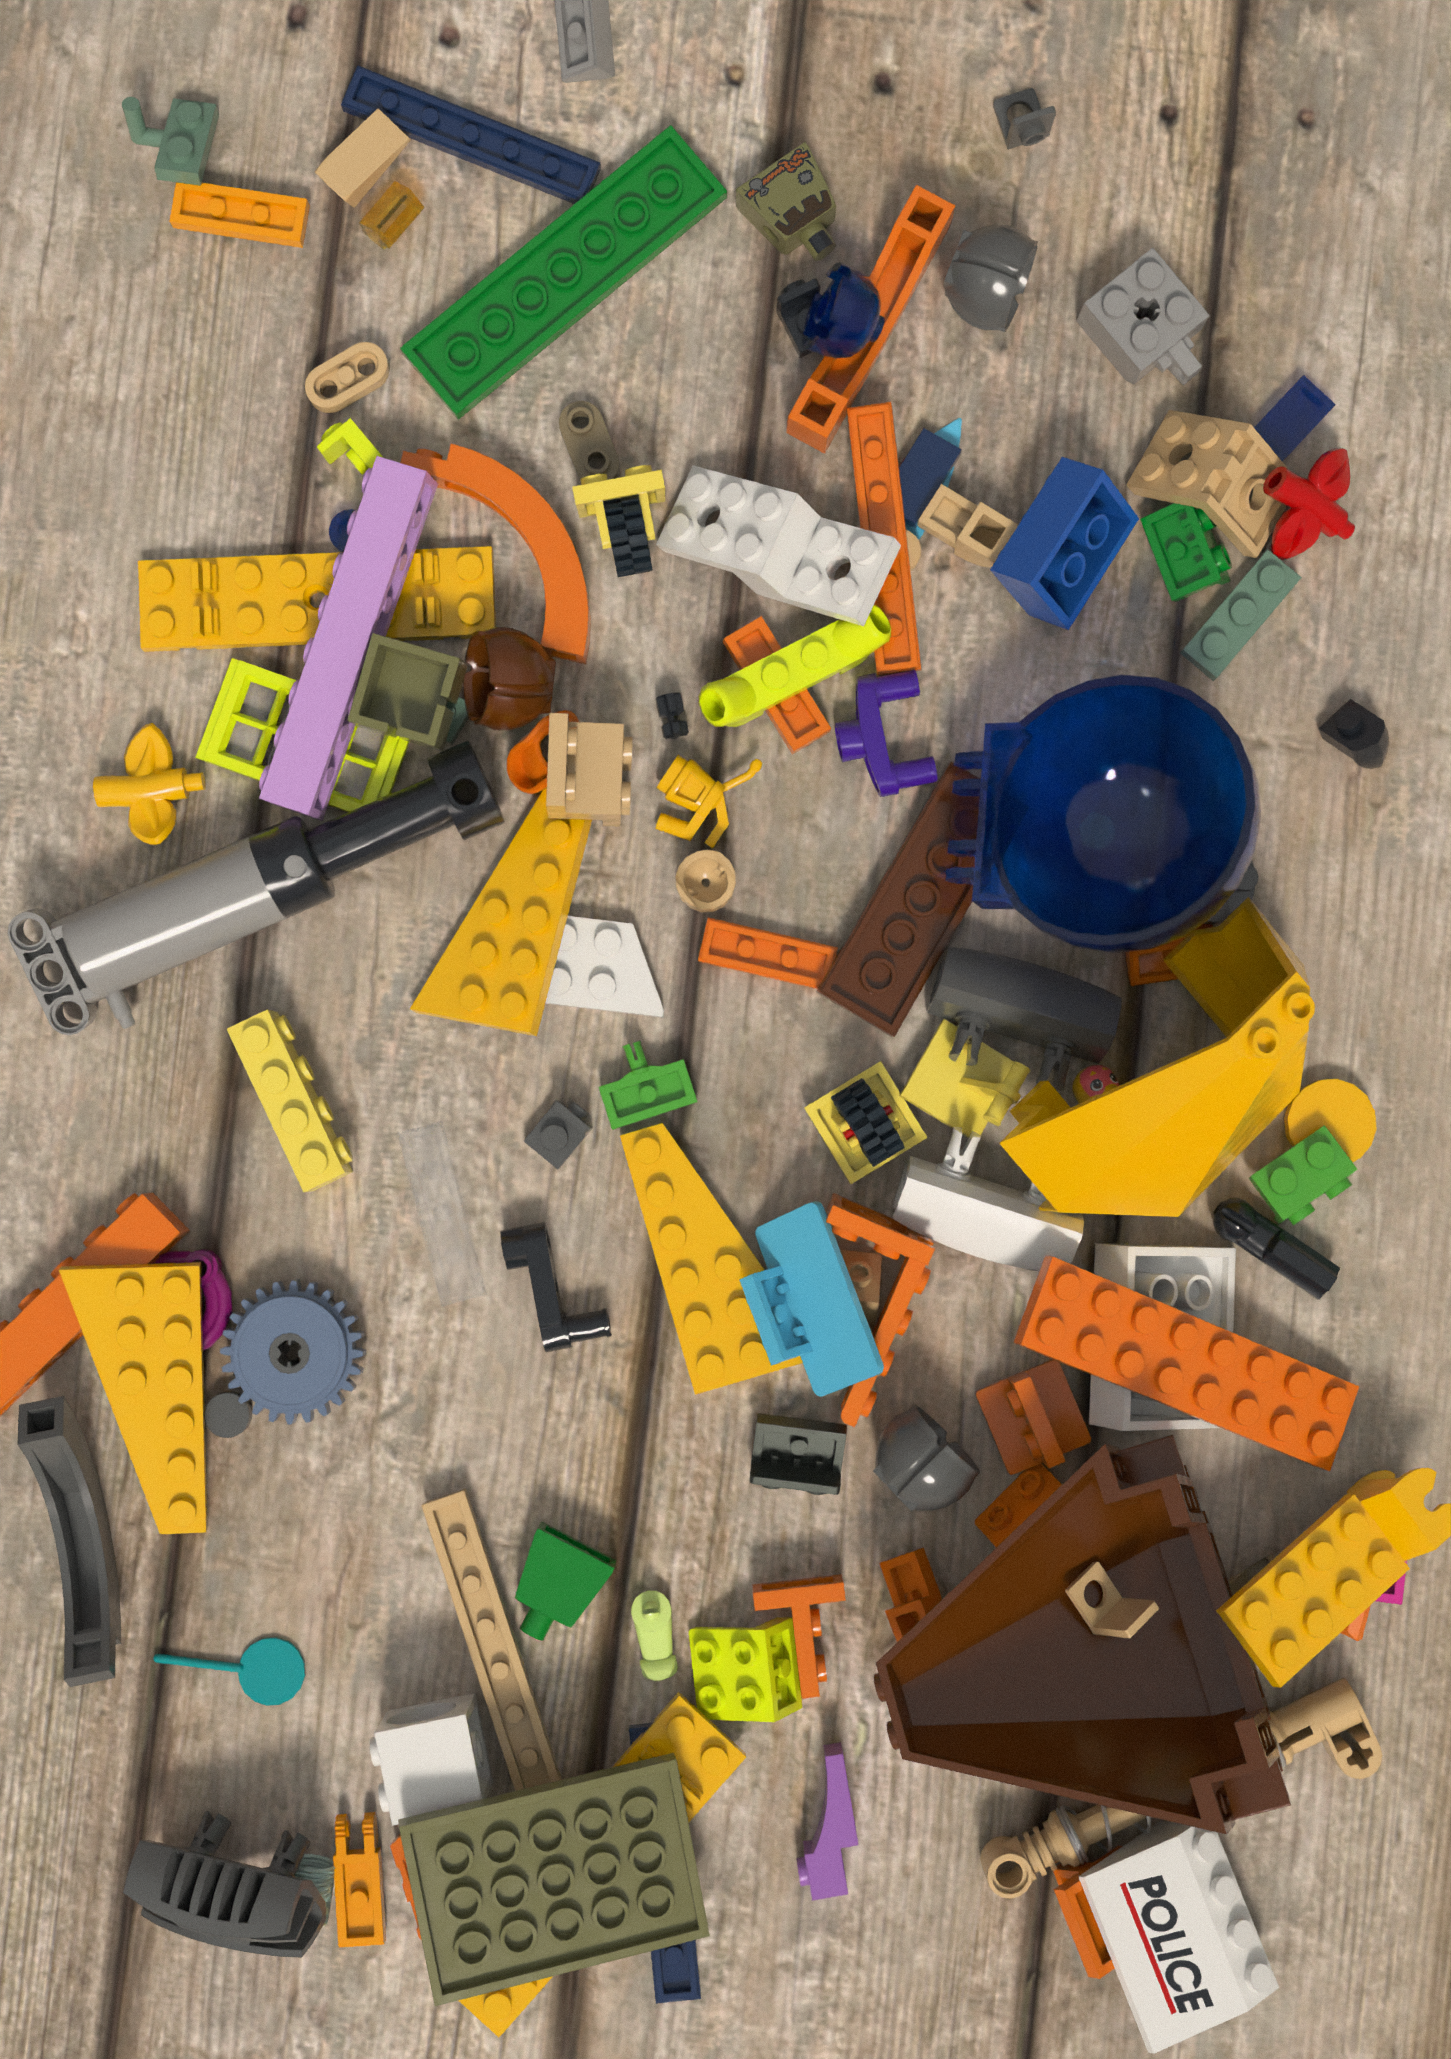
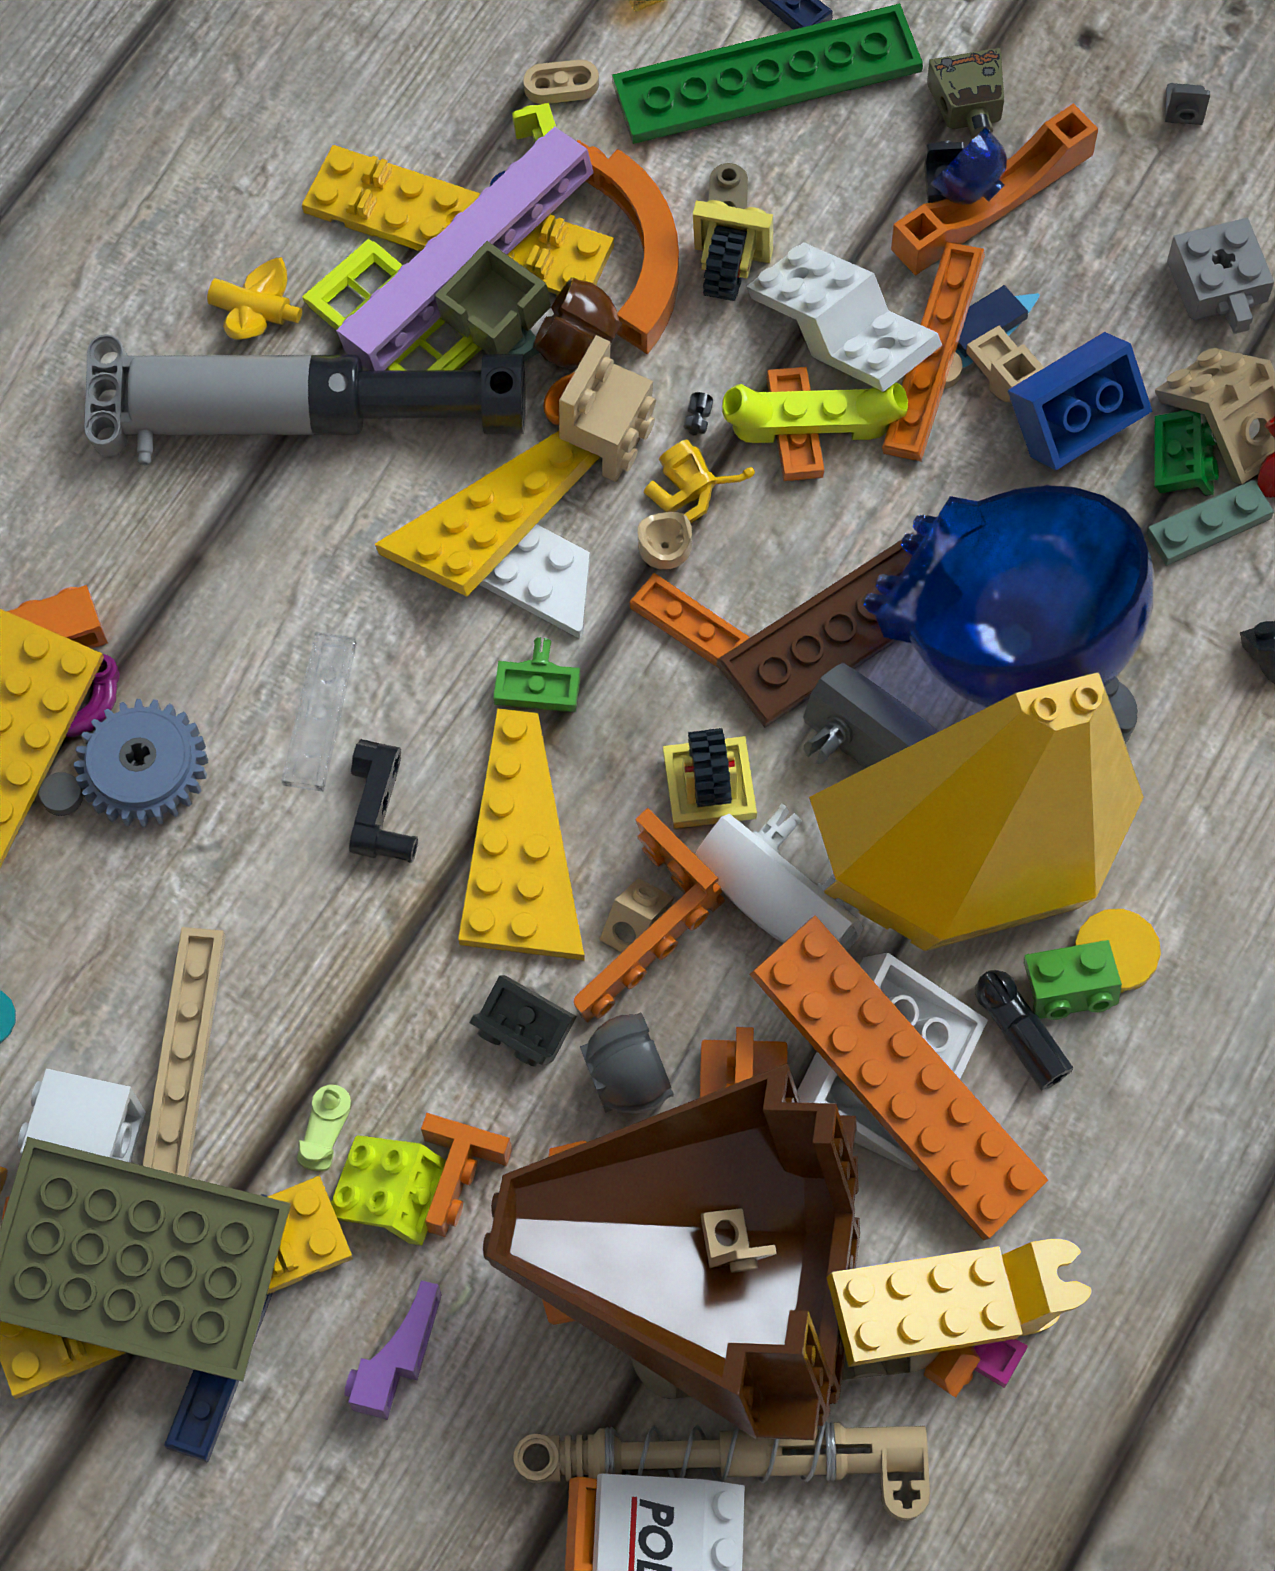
camera: 25 degrees right, 20 degrees down
(290, 1100) = (242, 570): light yellow brick -> none
(559, 1132) = (449, 687): dark grey bracket -> none
(559, 1580) = (266, 1039): green torso -> none
(809, 1302) = (591, 894): medium azure bracket -> none
(866, 737) = (850, 486): dark purple connector -> none
(964, 1093) = (792, 777): light yellow plate -> none
(988, 274) = (1107, 191): dark grey piece -> none

